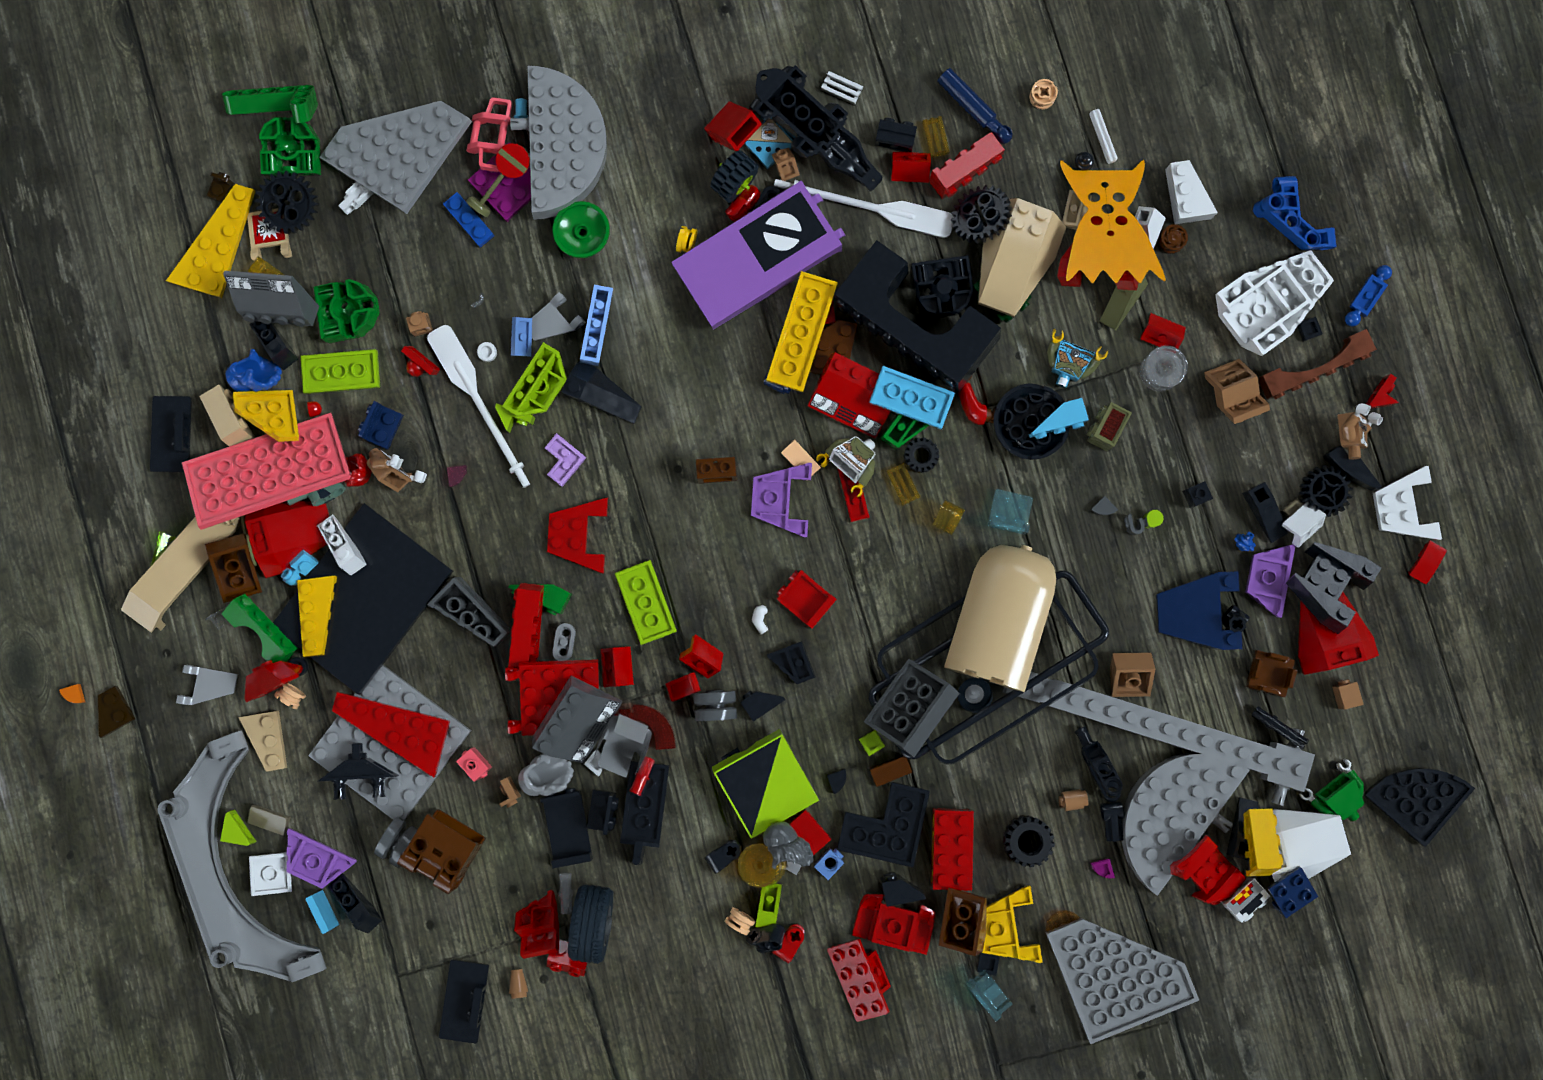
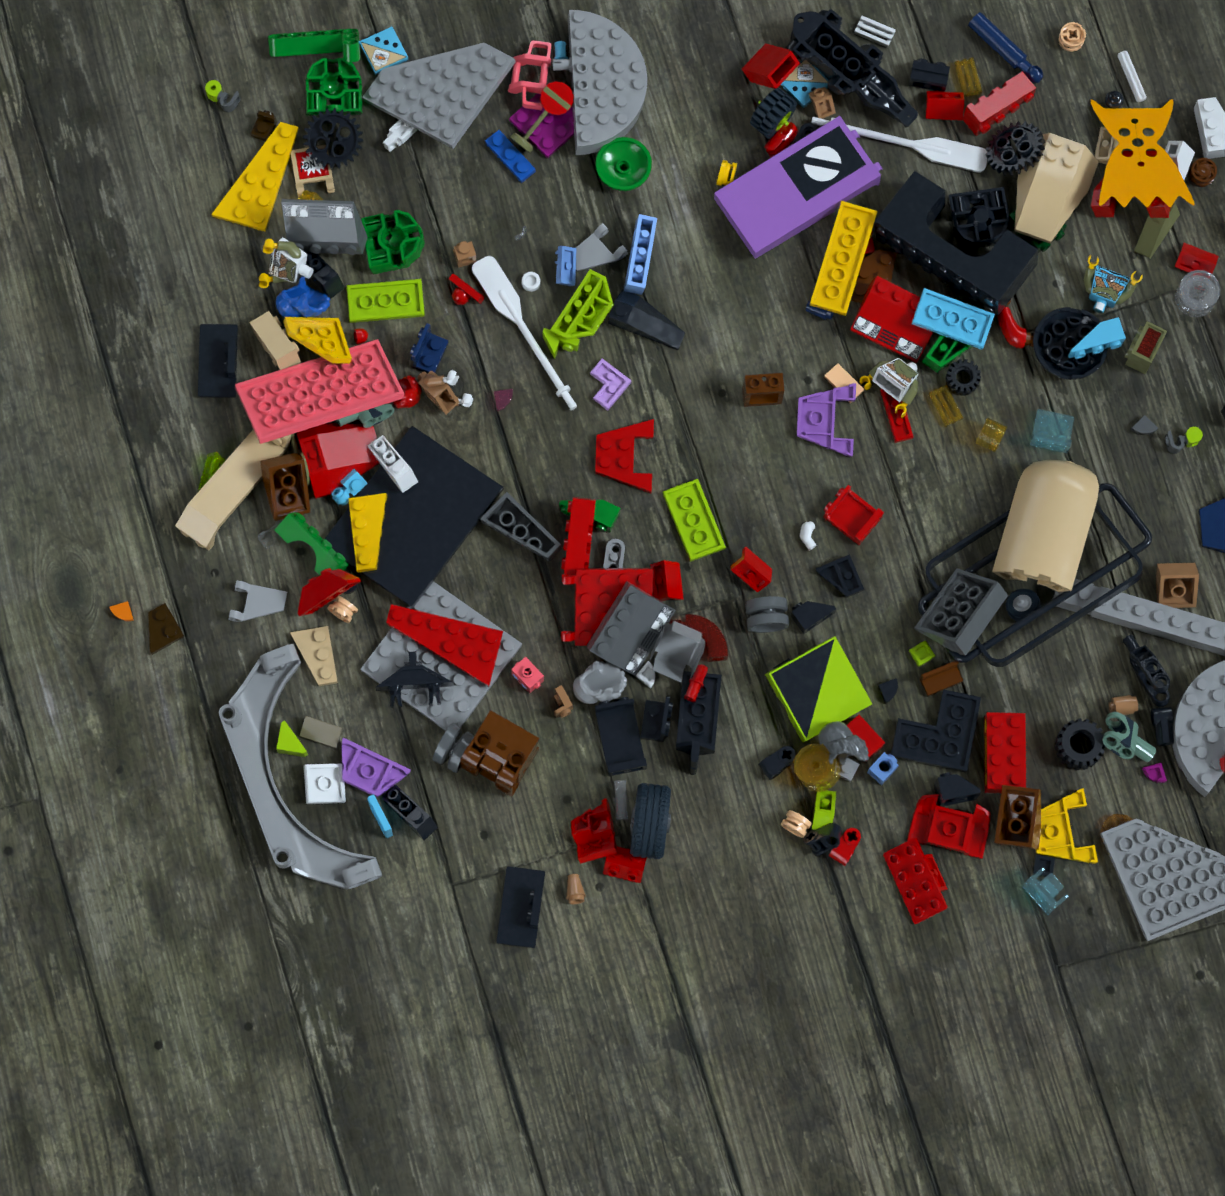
camera: 10 degrees left, 10 degrees down
(173, 153) = (215, 93): none -> leg
(235, 333) = (286, 263): none -> torso
(342, 107) = (383, 50): none -> tile
(683, 687) = (734, 598): red tile -> none
(1075, 838) = (1127, 742): none -> sand green connector

